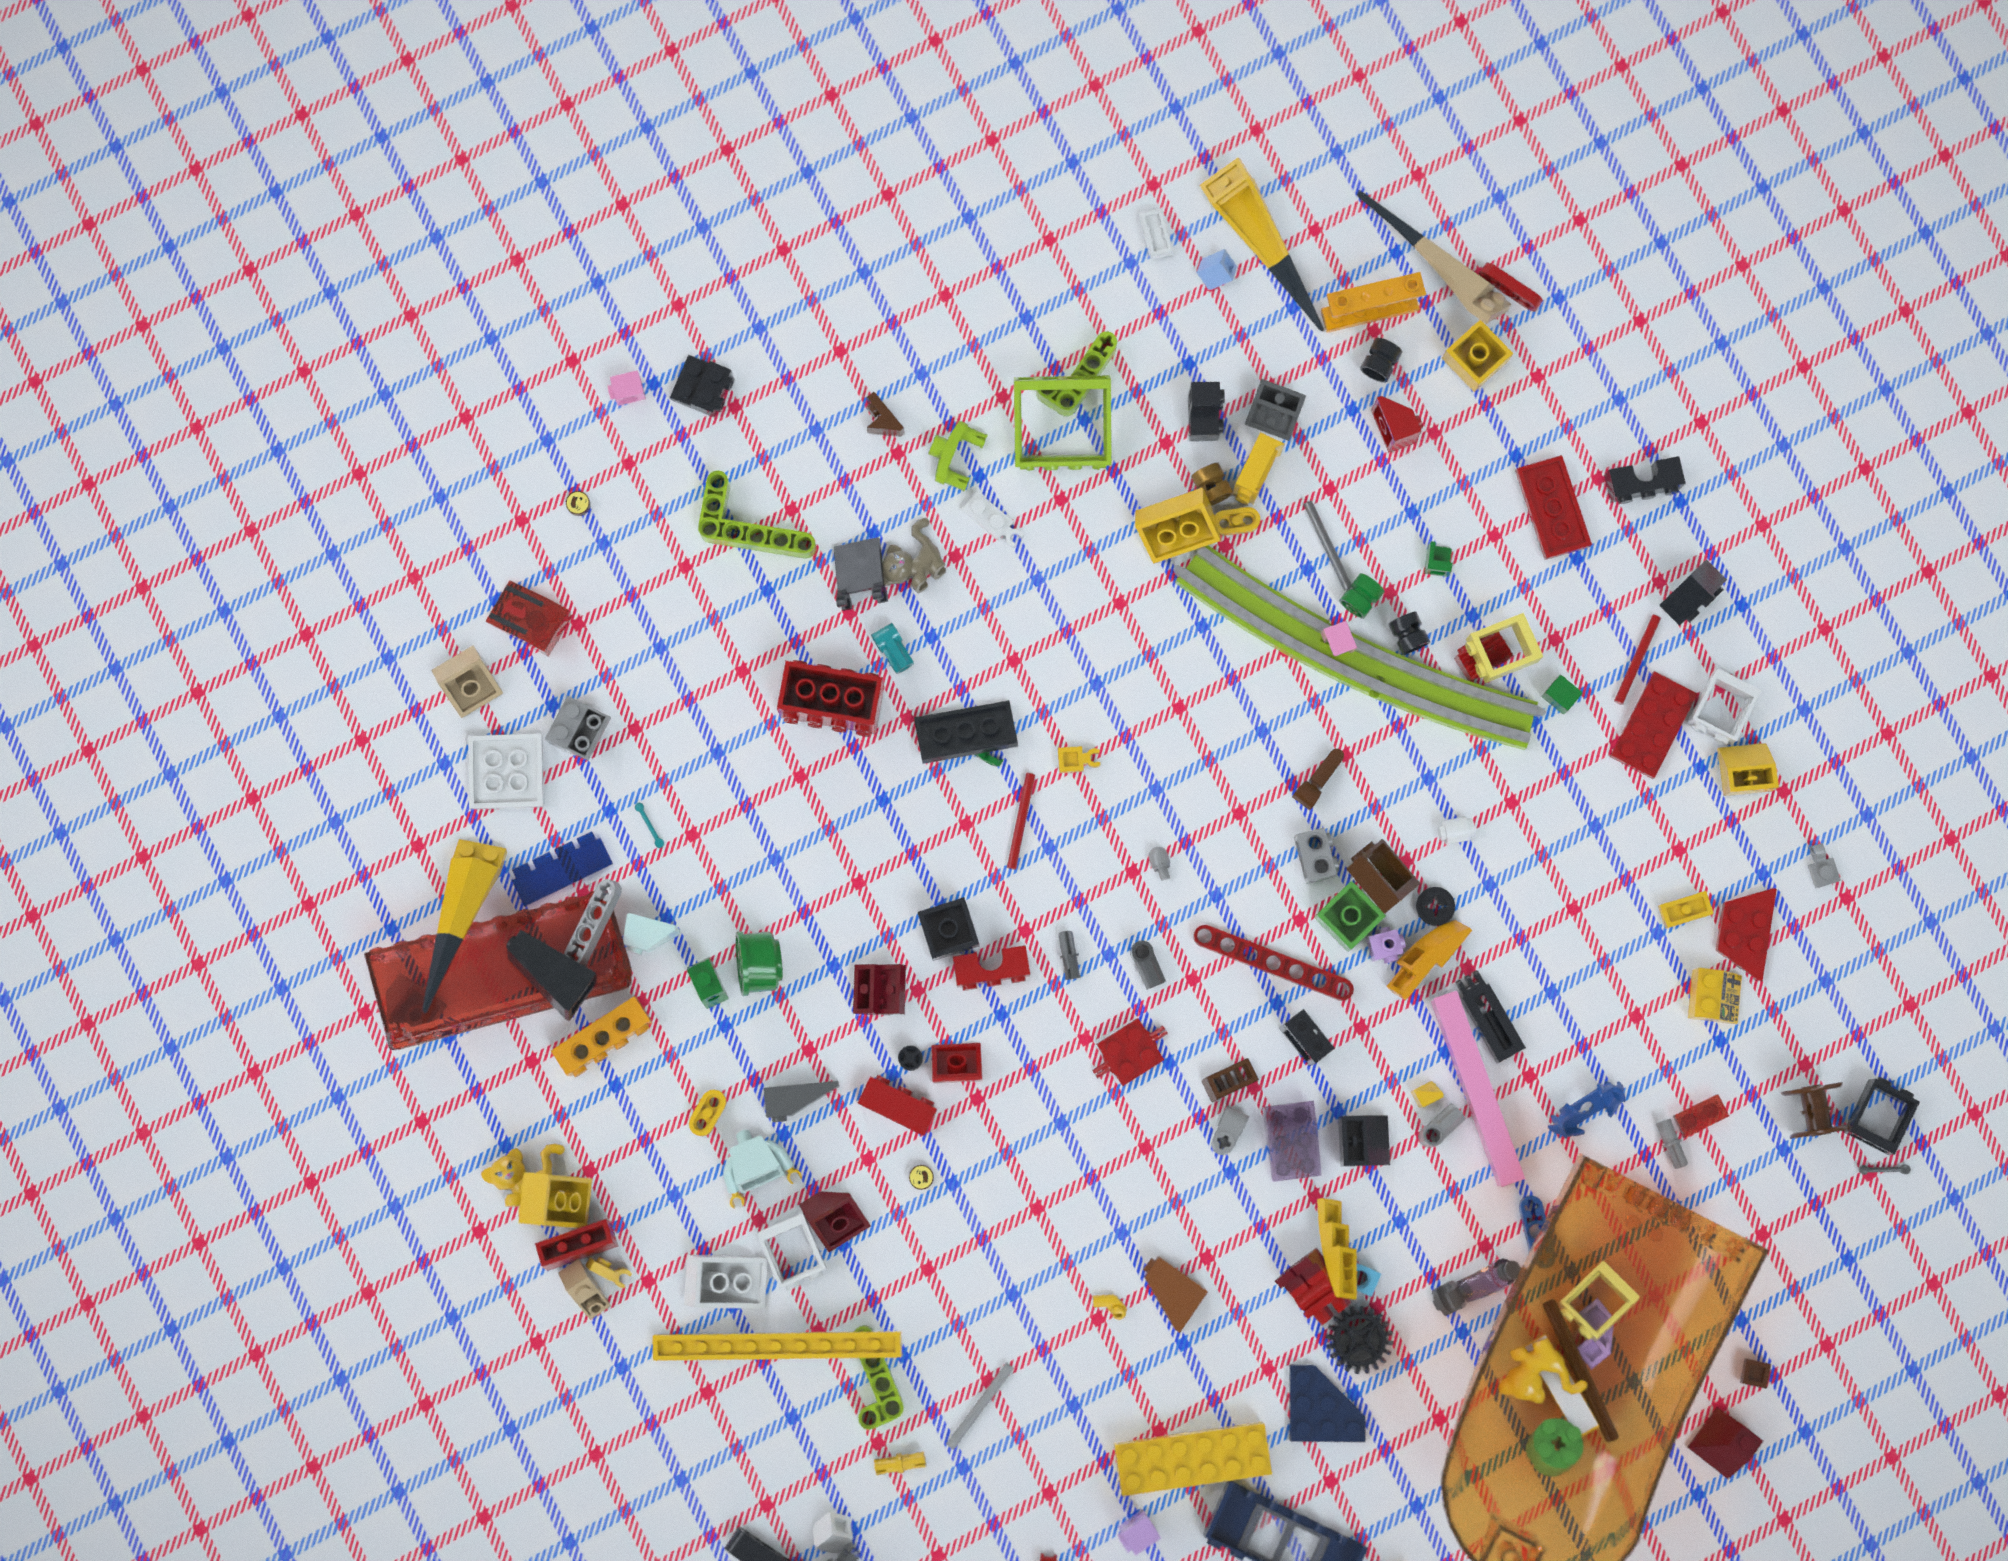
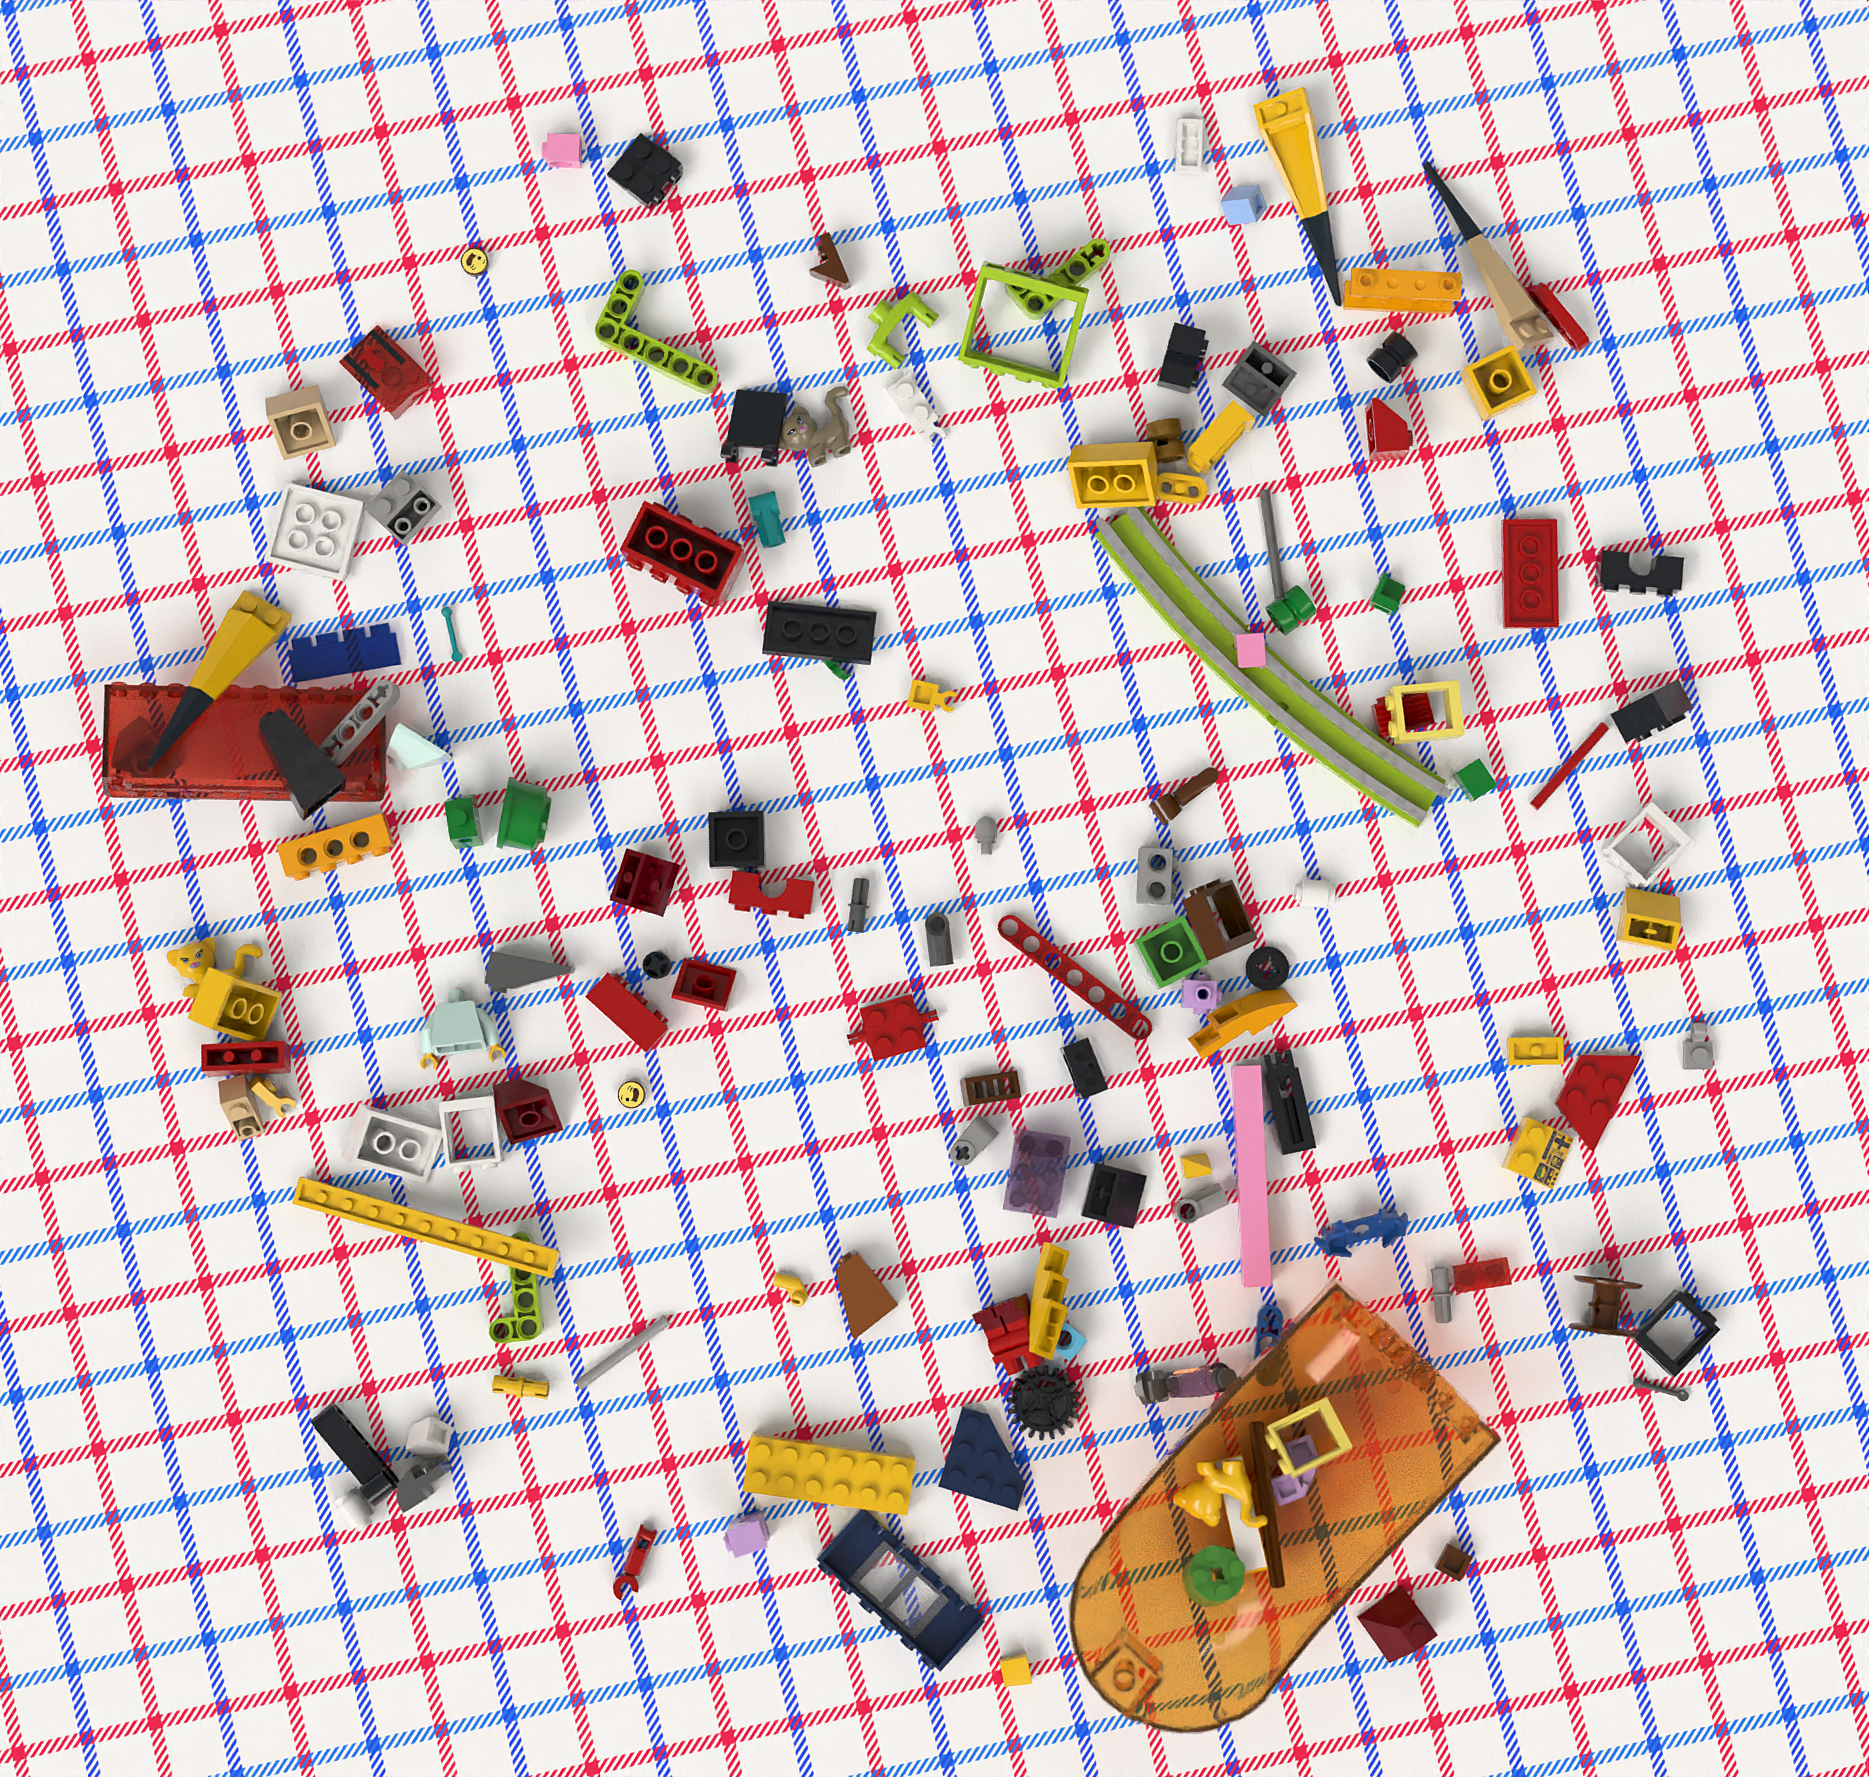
camera: 15 degrees right, 5 degrees up
(707, 1112) = (423, 957): yellow plate -> none
(1021, 821) = (850, 746): red bar -> none
(1409, 633) = (1329, 665): black wheel -> none
(1653, 725) = (1564, 842): red plate -> none

